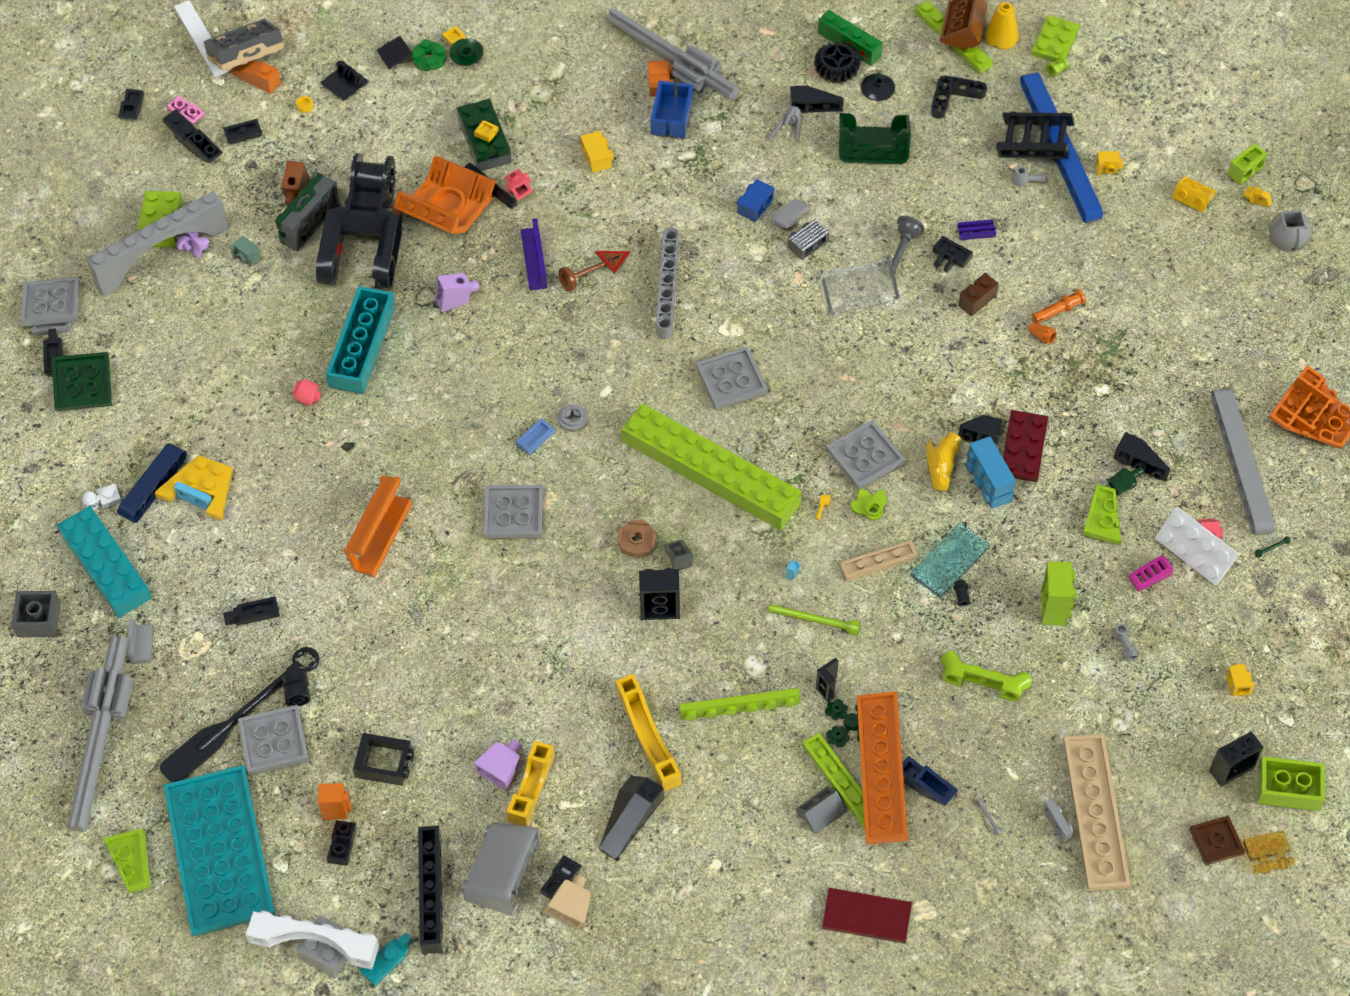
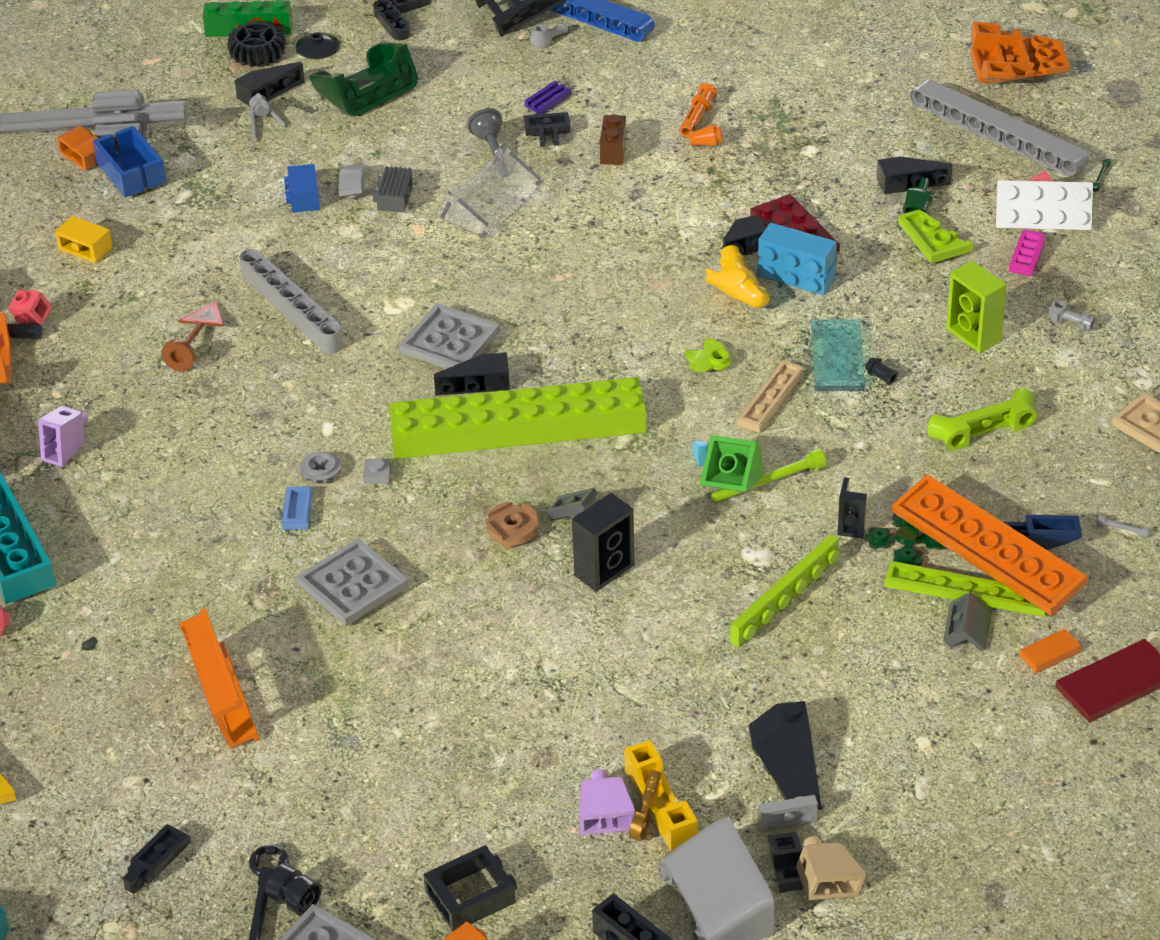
camera: 40 degrees left, 15 degrees down
(506, 791) = (641, 818): none -> pearl gold piece
(534, 257) = (115, 358): dark purple fence -> none
(585, 847) = (787, 813): none -> light grey plate
(601, 443) = (377, 471): none -> light grey plate
(657, 754) = (679, 656): yellow arch -> none
(721, 417) = (476, 375): none -> black slope
(793, 596) = (732, 464): none -> bright green slope
(824, 501) = (662, 382): yellow hand -> none
(849, 865) = (1050, 650): none -> orange tile
(865, 454) = (657, 320): light grey plate -> none

